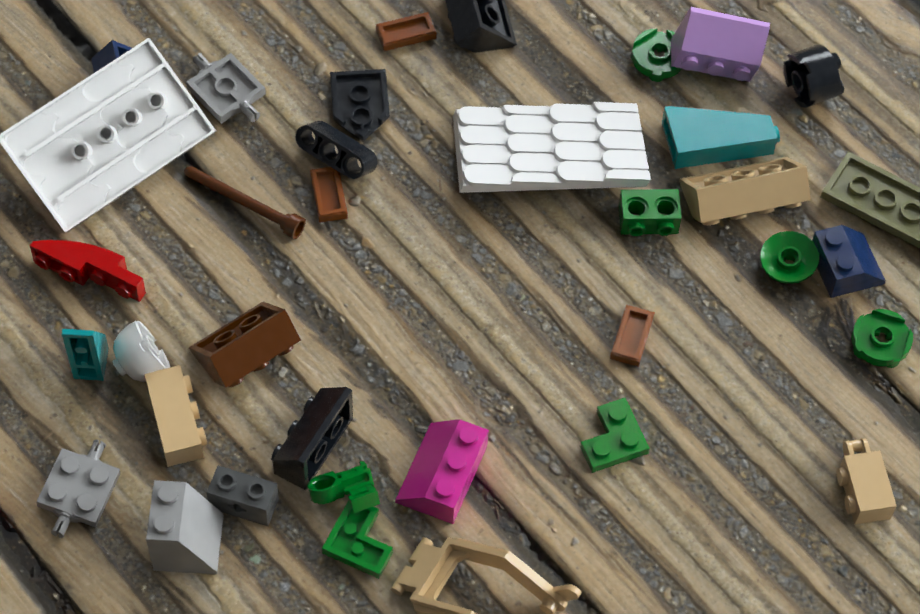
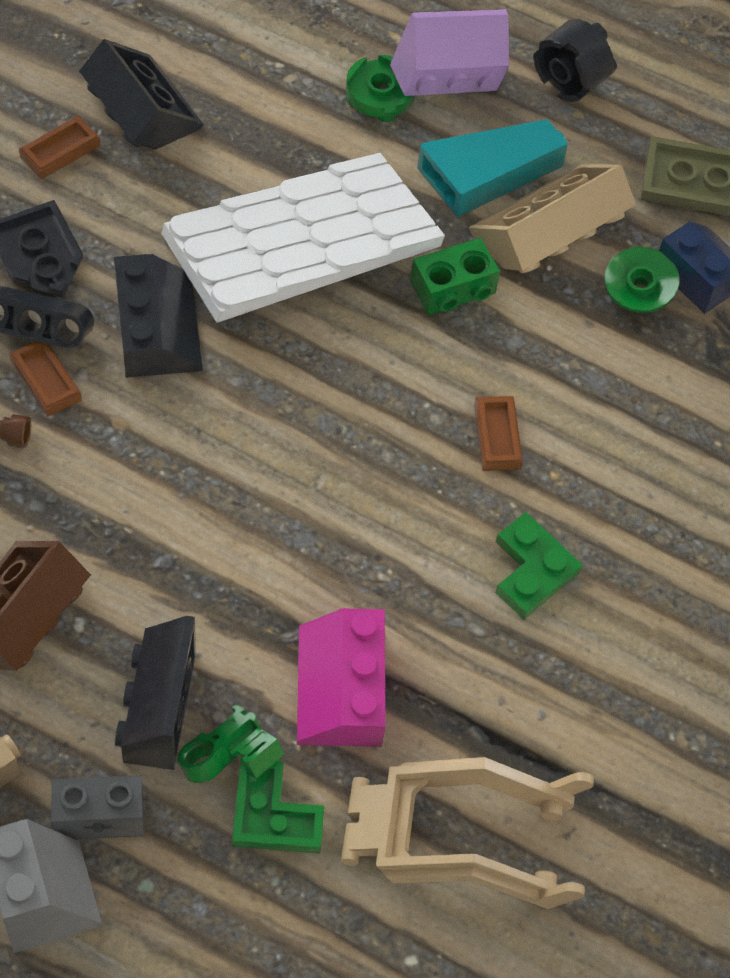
camera: 25 degrees left, 0 degrees up
(421, 175) = (156, 317): none -> black slope

